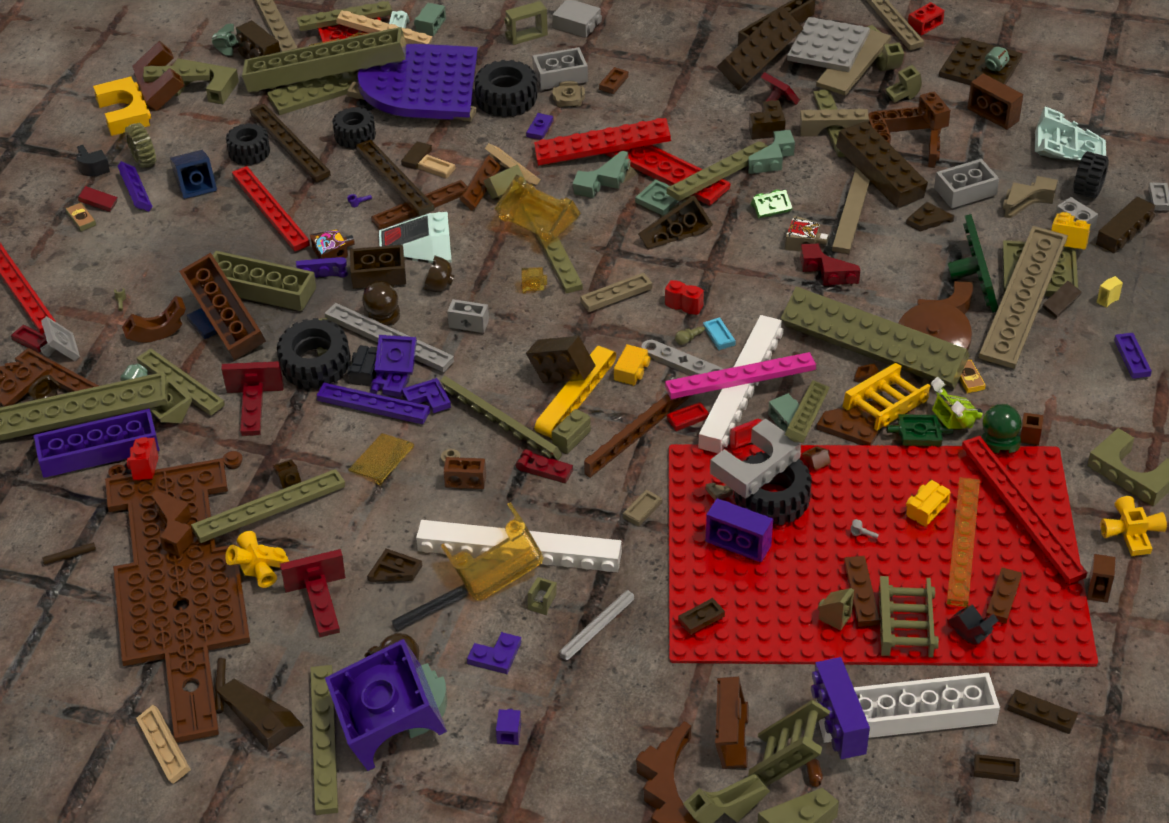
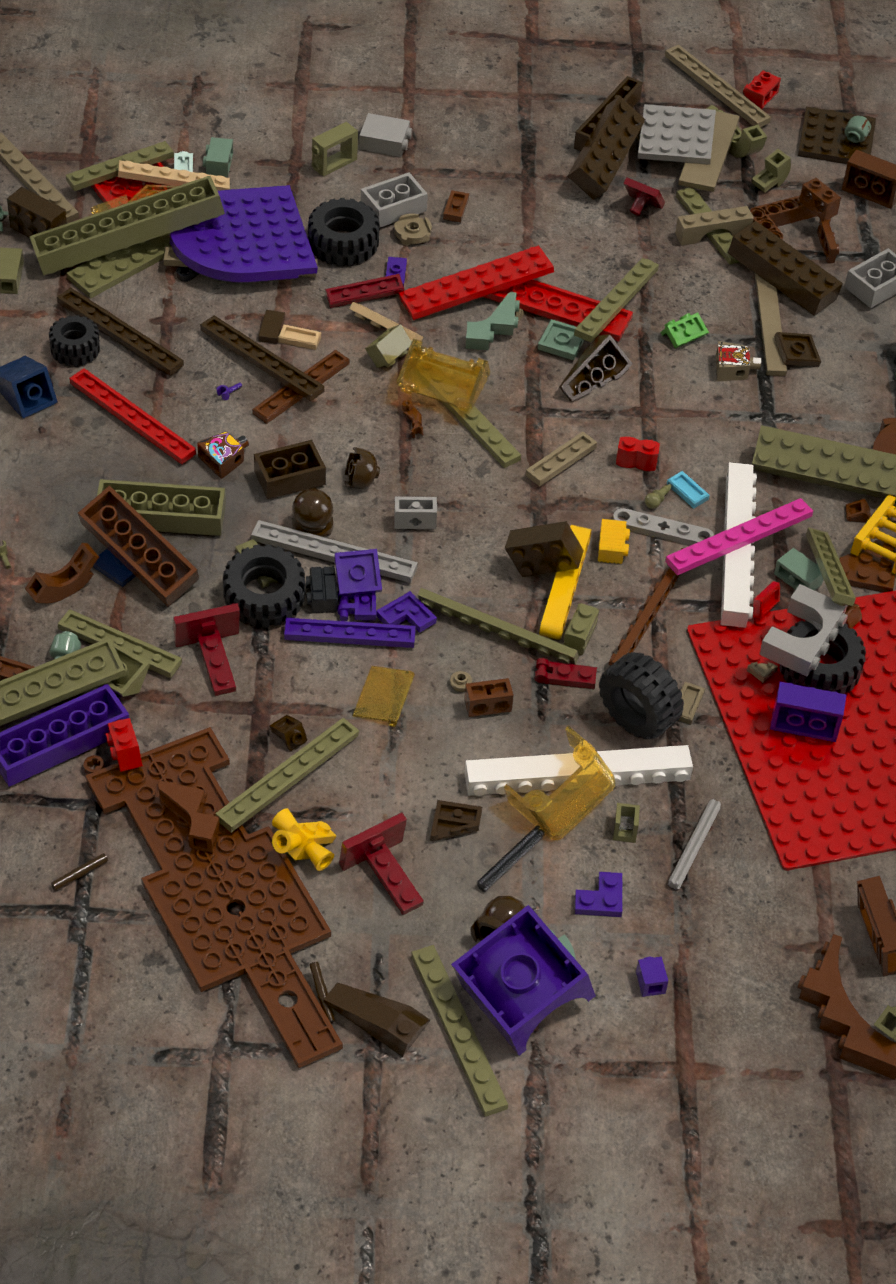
camera: 20 degrees left, 5 degrees up
(163, 744) = (288, 1073): tan plate -> none
(232, 459) = (220, 726): reddish brown plate -> none
(325, 267) = (227, 478): dark purple plate -> none
(353, 127) = (189, 303): black tyre -> none
(420, 237) = (325, 421): light aqua wedge -> none
(476, 187) = (358, 356): reddish brown plate -> none
(503, 137) = (364, 290): none -> dark red tile
(505, 242) = (415, 416): none -> reddish brown arm
(533, 279) = (466, 457): clear yellow brick -> none
(591, 490) = (641, 695): none -> black tyre
(687, 416) = (693, 590): red tile -> none
(701, 616) = (802, 814): dark brown plate -> none
(768, 121) = (644, 234): dark brown brick -> none
(772, 156) = (665, 274): sand green arch -> none
(832, 270) = (777, 398): dark red arch -> none
(867, 232) = (797, 349): none -> dark brown tile
(928, 216) = (852, 321): dark brown wing -> none

